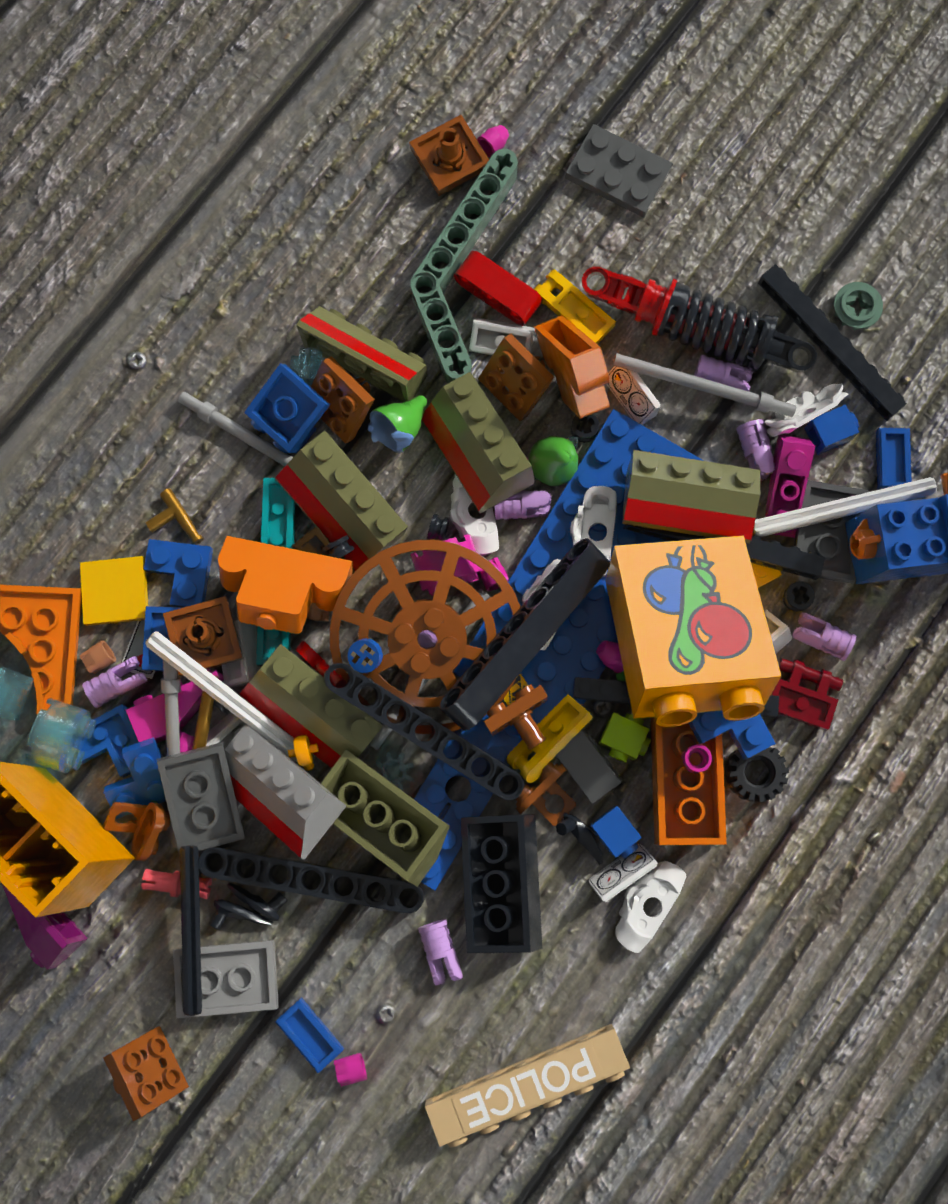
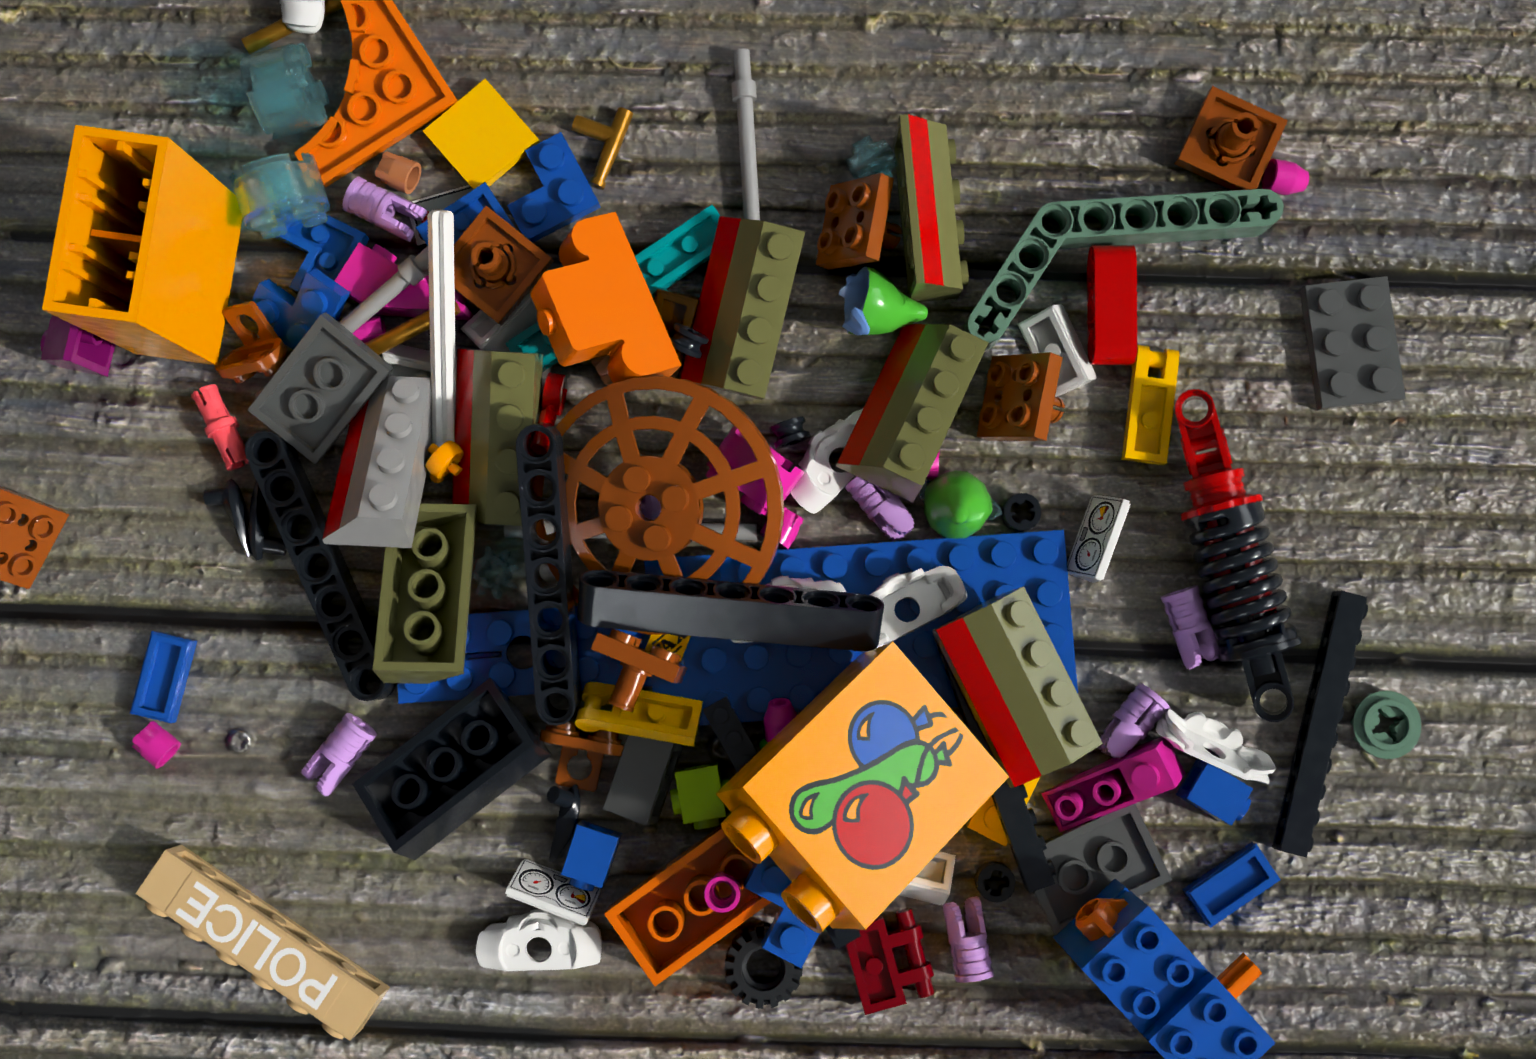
camera: 55 degrees right, 5 degrees up
(190, 930) = (179, 476): black axle -> none
(232, 978) = (159, 548): light grey plate -> none
(286, 410) = (803, 174): blue plate -> none
(365, 655) = (584, 453): blue tile -> none
(576, 365) = (1077, 453): orange brick -> none
(762, 402) = (1188, 692): light grey bar -> none
(843, 507) = (1132, 867): white axle -> none

